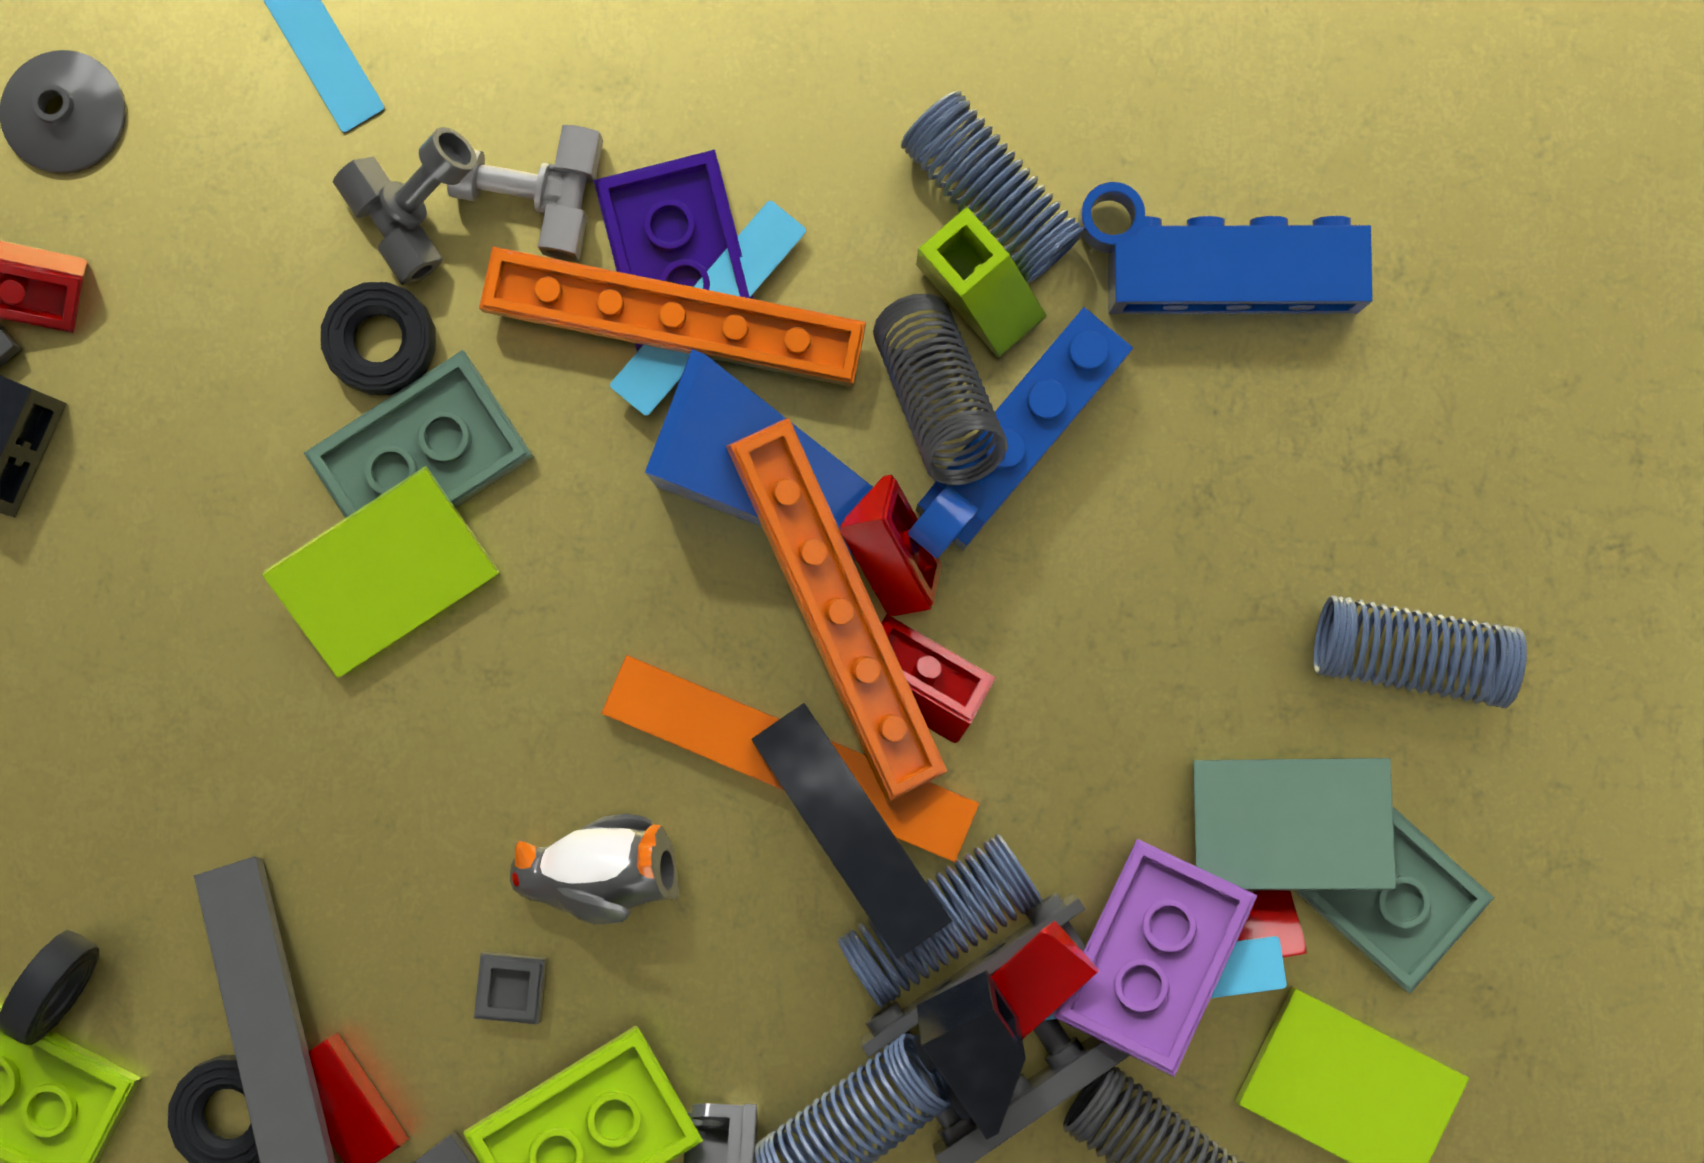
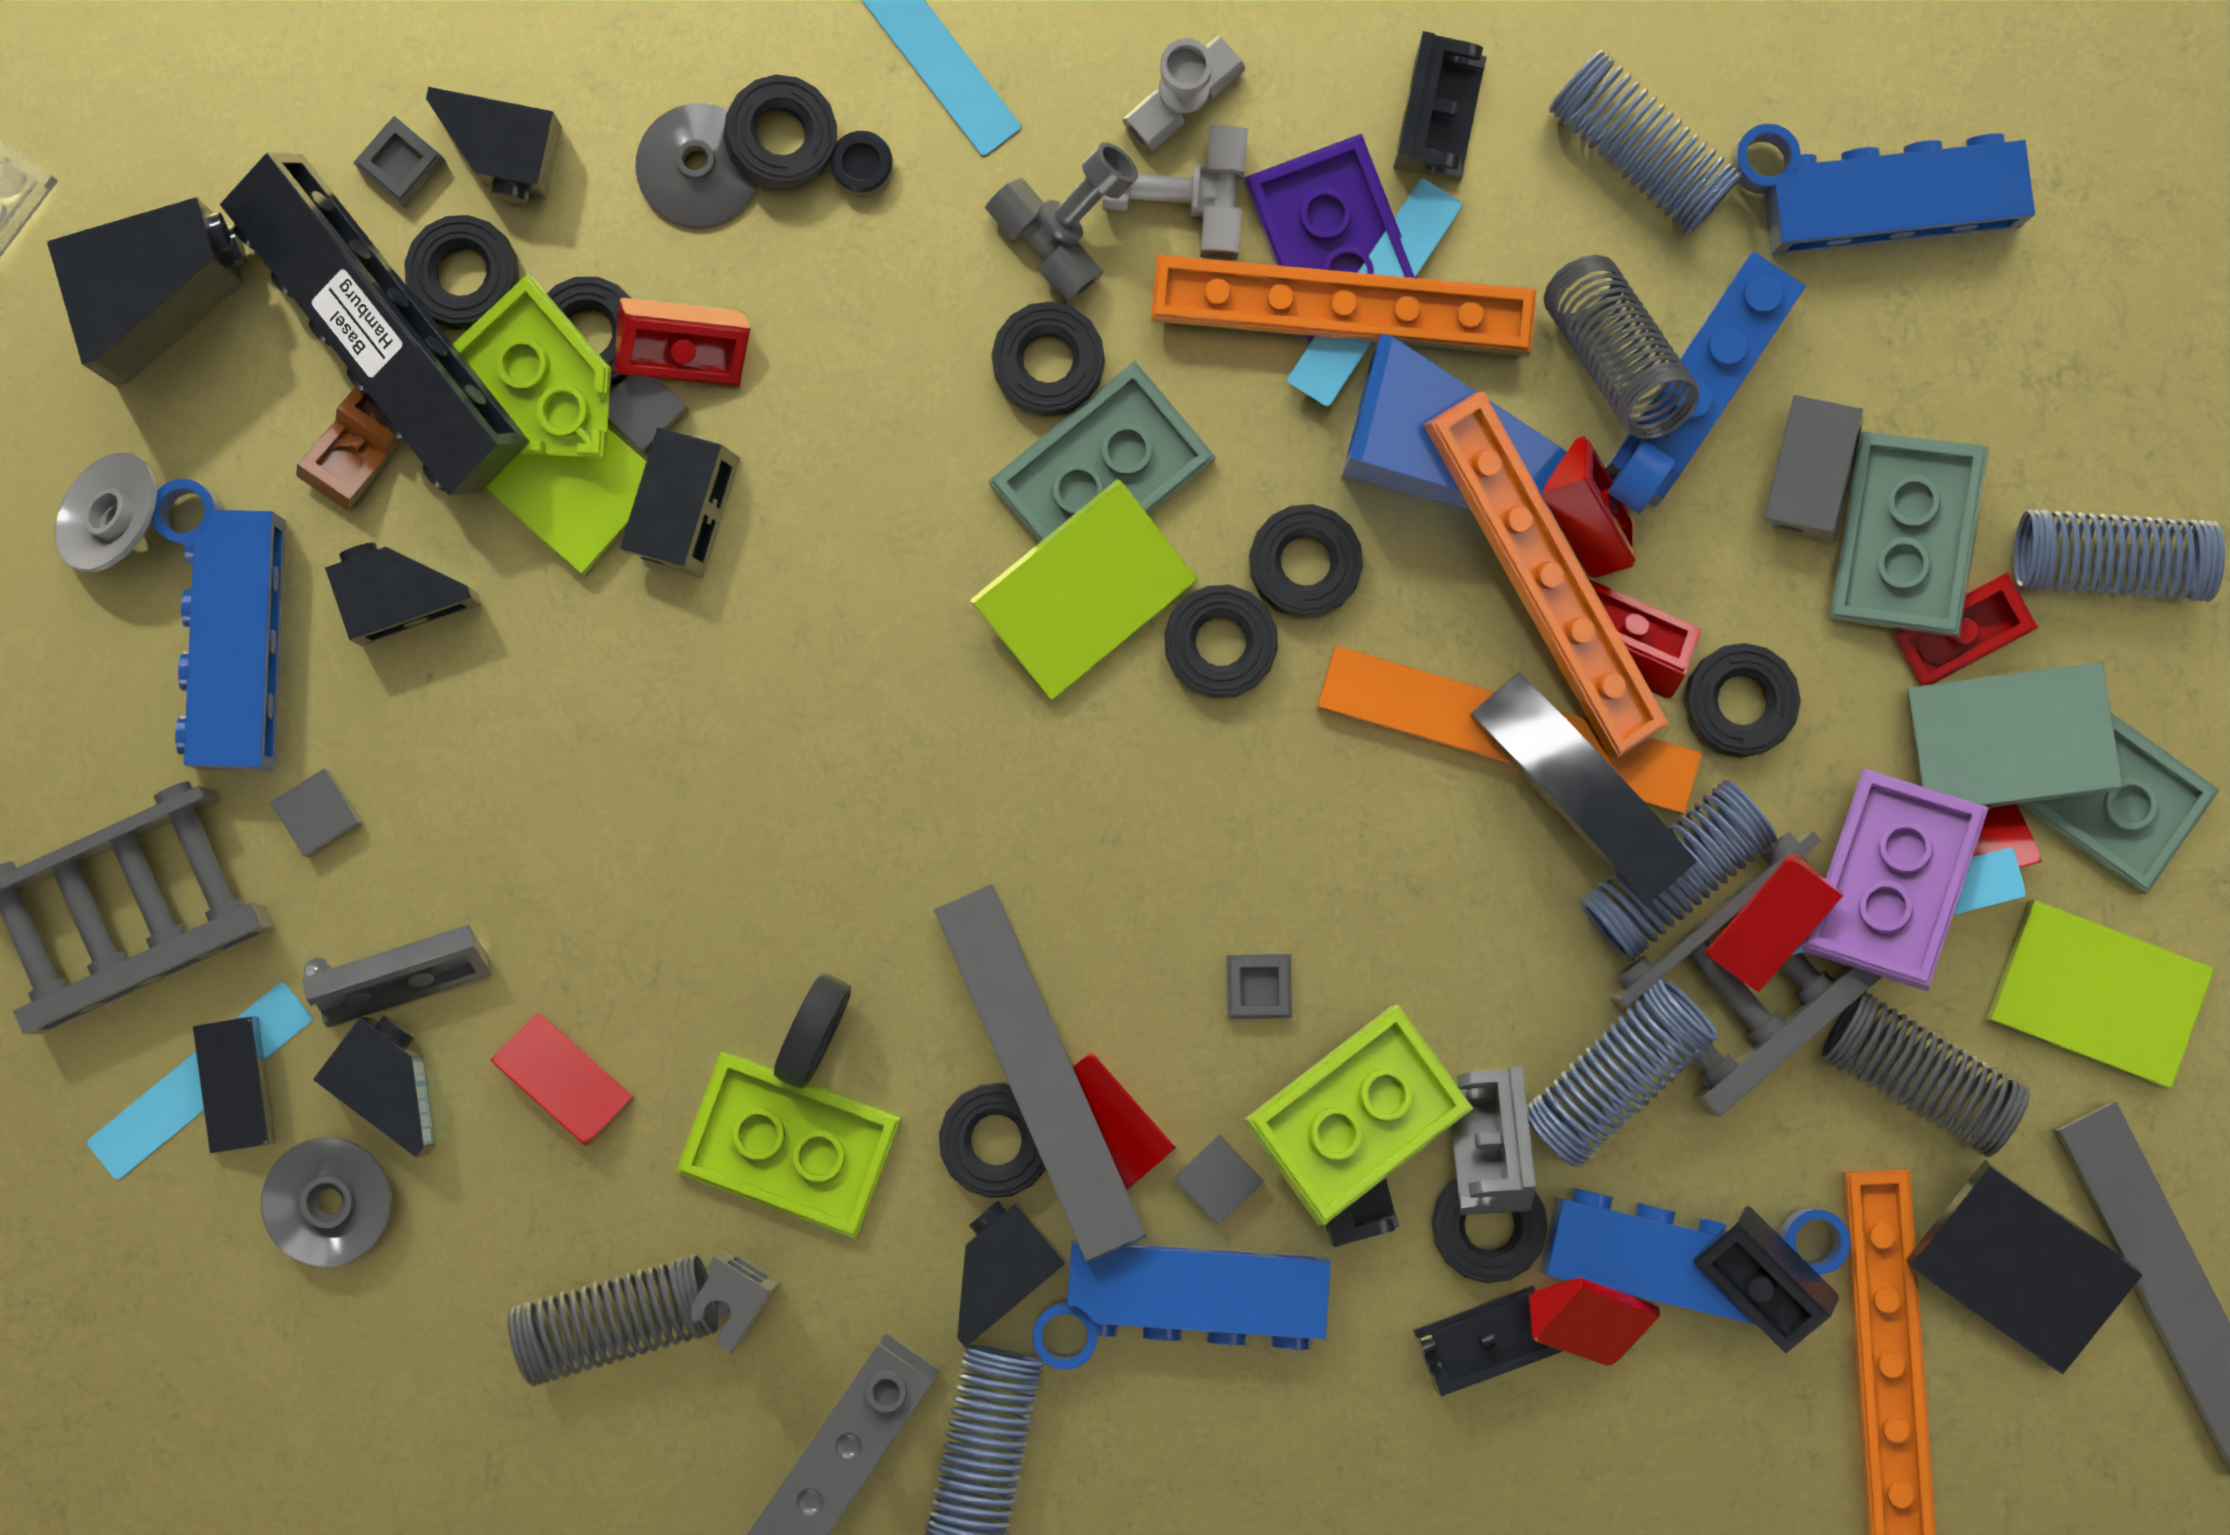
camera: 10 degrees left, 0 degrees up
(130, 49) = (788, 95): none -> black tyre
(220, 127) = (862, 164): none -> black tile
(475, 638) = (1233, 604): none -> black tyre
(539, 81) = (1187, 79): none -> light grey bar
(581, 539) = (1300, 522): none -> black tyre
(599, 869) = (1337, 857): animal -> none
(794, 131) = (1440, 107): none -> black hinge
(976, 1048) = (1738, 980): black slope -> none
(980, 282) = (1645, 237): lime slope -> none
(1065, 760) = (1780, 692): none -> black tyre
(1124, 530) = (1814, 468): none -> dark grey hinge
(1212, 606) = (1910, 533): none -> sand green tile
(1259, 708) = (1991, 619): none -> red slope

